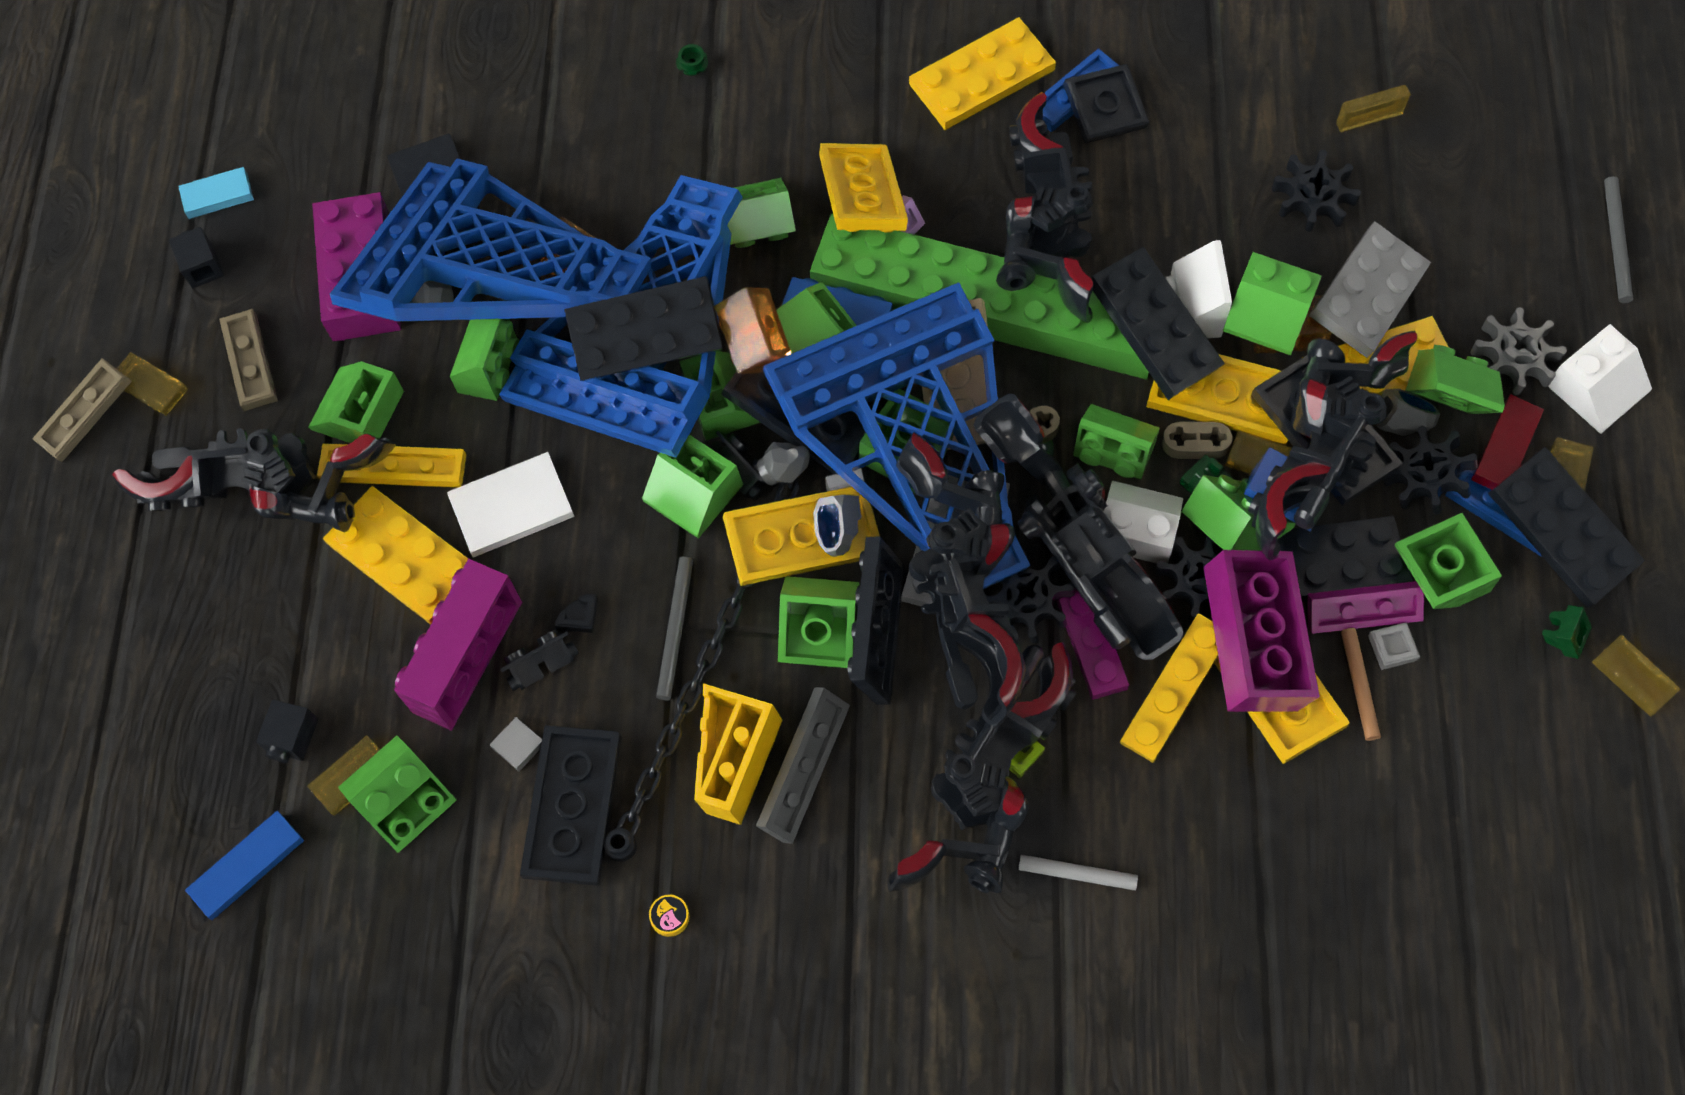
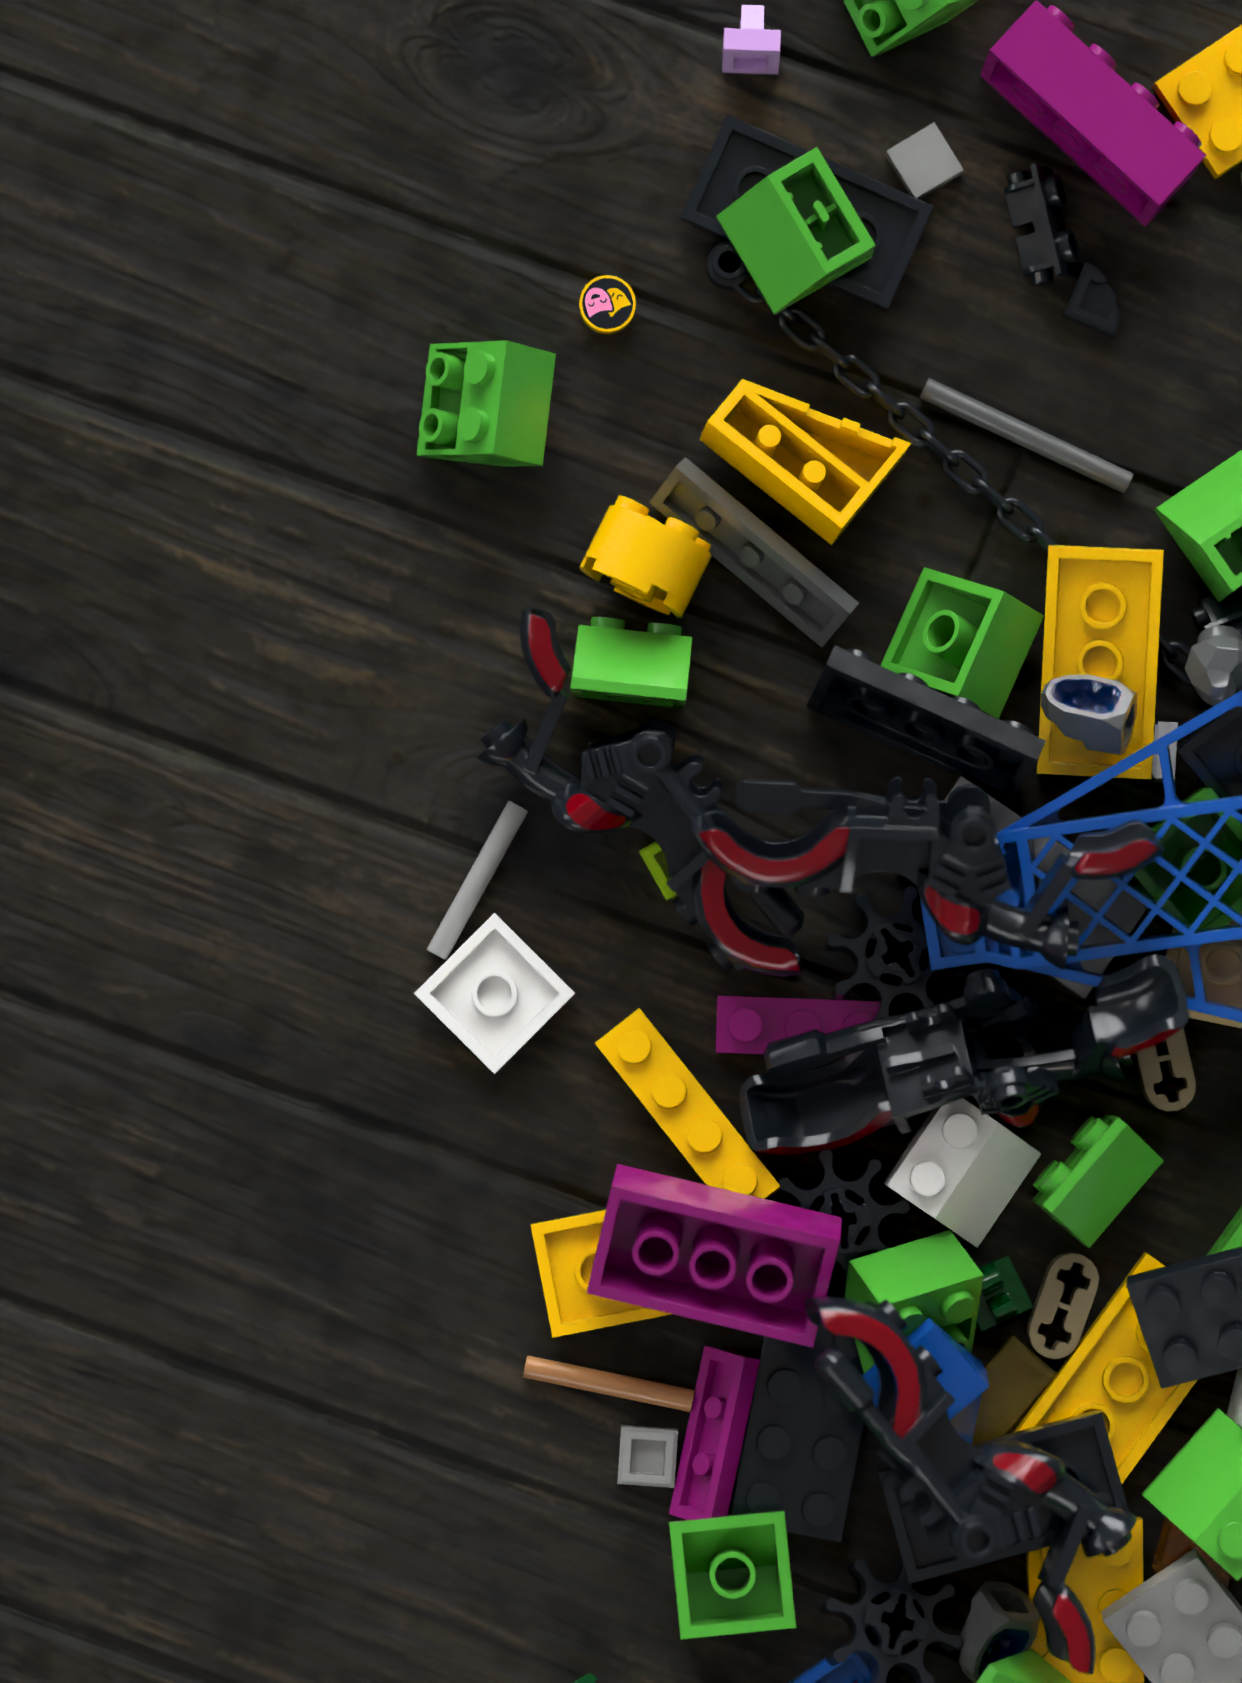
camera: 105 degrees right, 20 degrees up
(468, 875) = (751, 47): none -> lavender tile
(586, 797) = (796, 231): none -> bright green slope
(761, 971) = (486, 403): none -> bright green slope
(830, 825) = (647, 559): none -> yellow brick
(903, 811) = (631, 664): none -> bright green slope
(1147, 834) = (494, 993): none -> white plate

